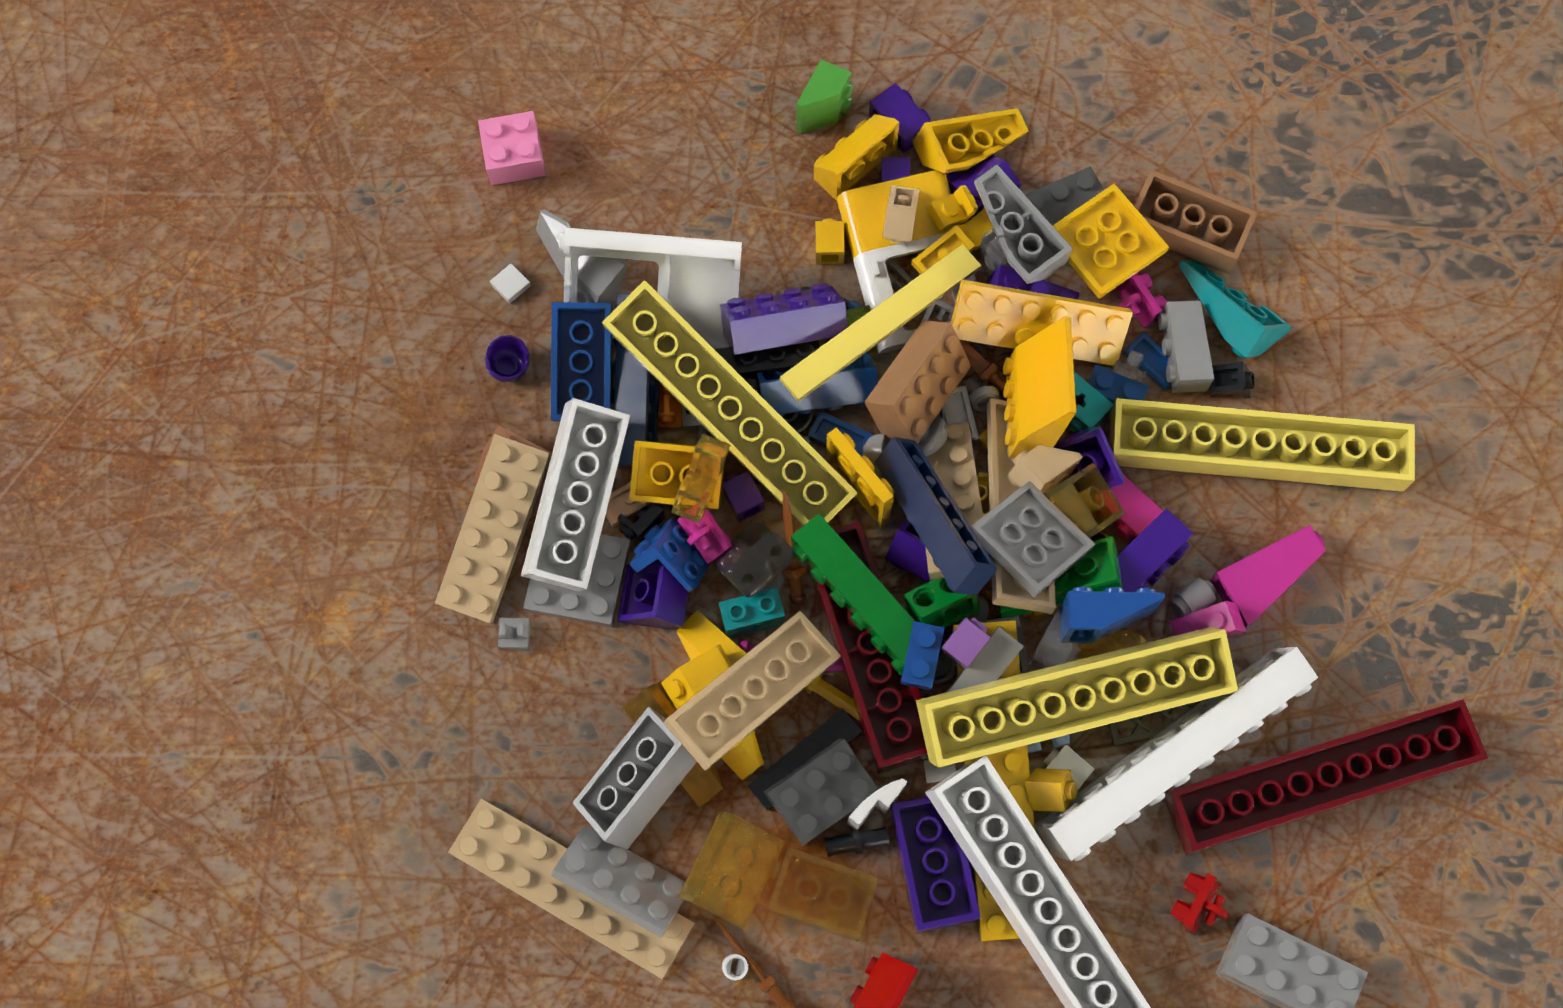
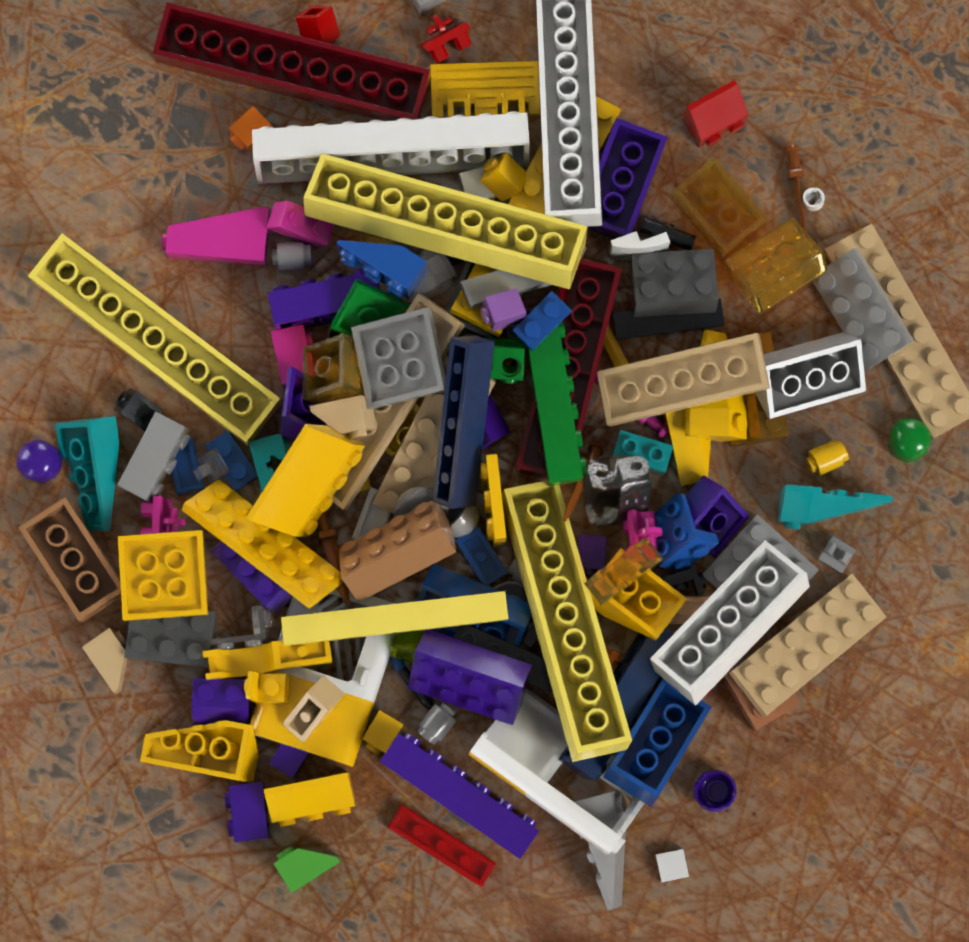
camera: 155 degrees left, 10 degrees up
(503, 784) = (909, 440): none -> green hair
(558, 663) = (808, 505): none -> teal wedge
(574, 716) = (826, 457): none -> yellow brick
(720, 188) = (441, 845): none -> red tile
(760, 223) = (459, 795): none -> dark purple brick
(787, 274) = (437, 723): none -> light grey brick
(981, 396) = (345, 516): light grey tile -> none
(1024, 233) = (232, 618): light grey wedge -> none
(1106, 162) = (108, 657): none -> tan slope
(1130, 880) = (485, 87): none -> yellow hinge
(1280, 289) = (39, 461): none -> dark purple hair
(1322, 695) = (242, 129): none -> orange brick
(1328, 836) = (318, 24): none -> red panel

